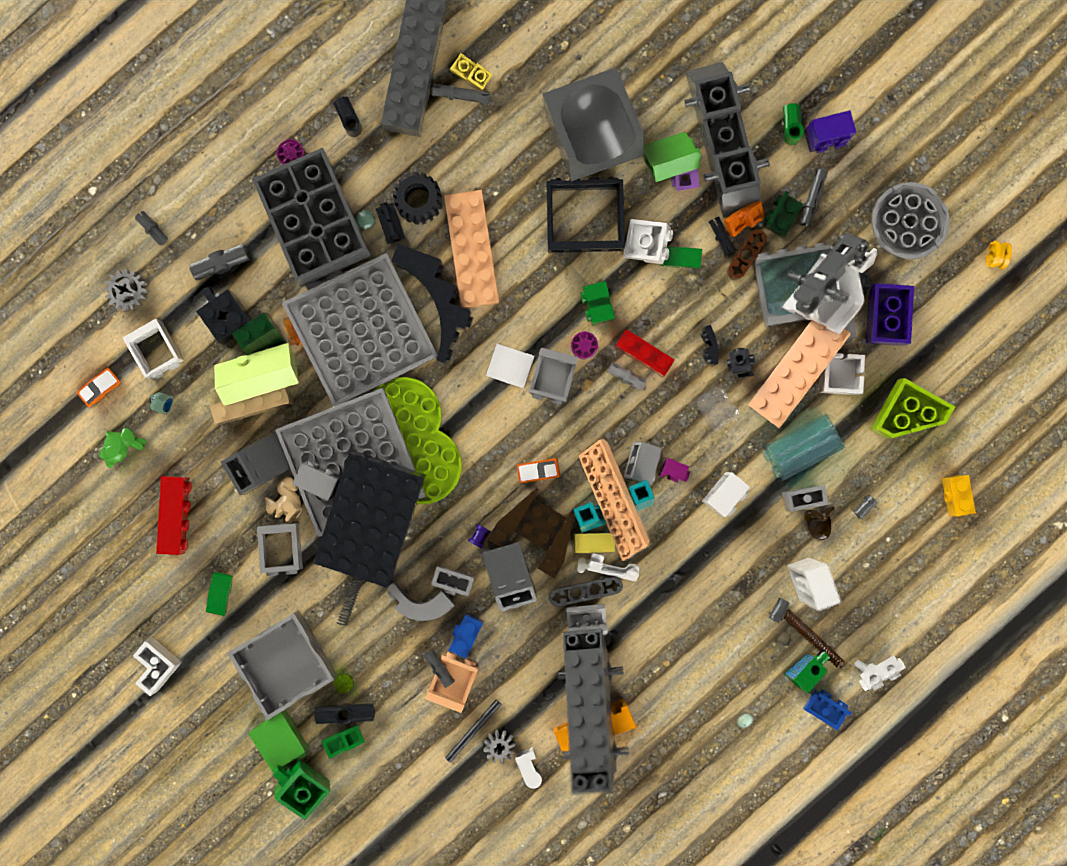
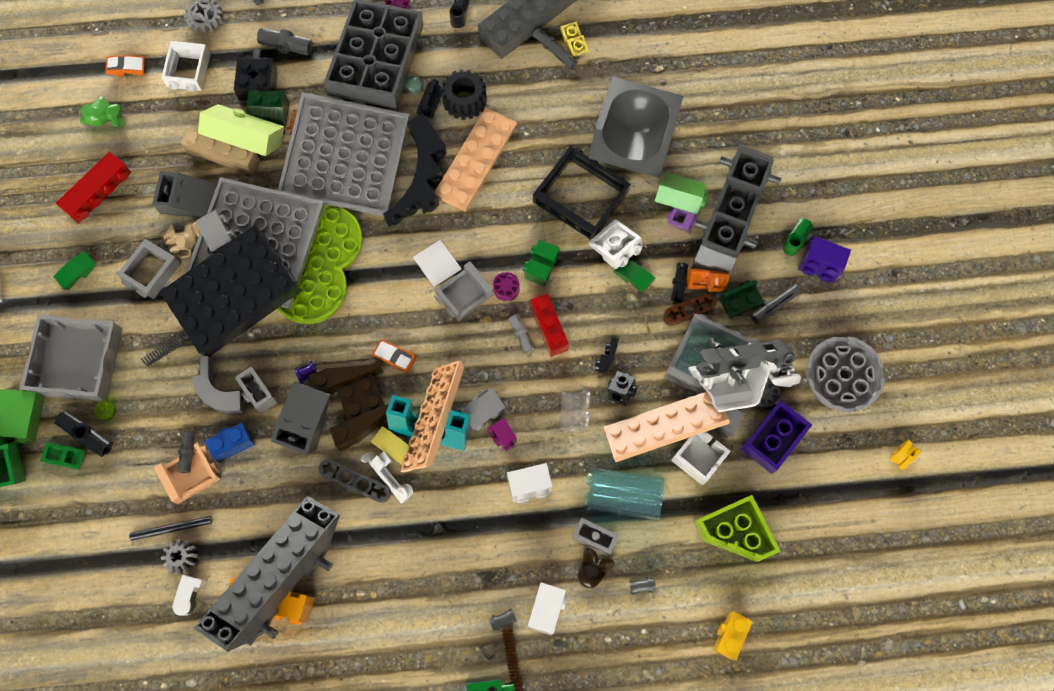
camera: 30 degrees right, 15 degrees down
(161, 402) = (158, 105): sand green rock -> none
(587, 618) = (339, 502): light grey bracket -> none

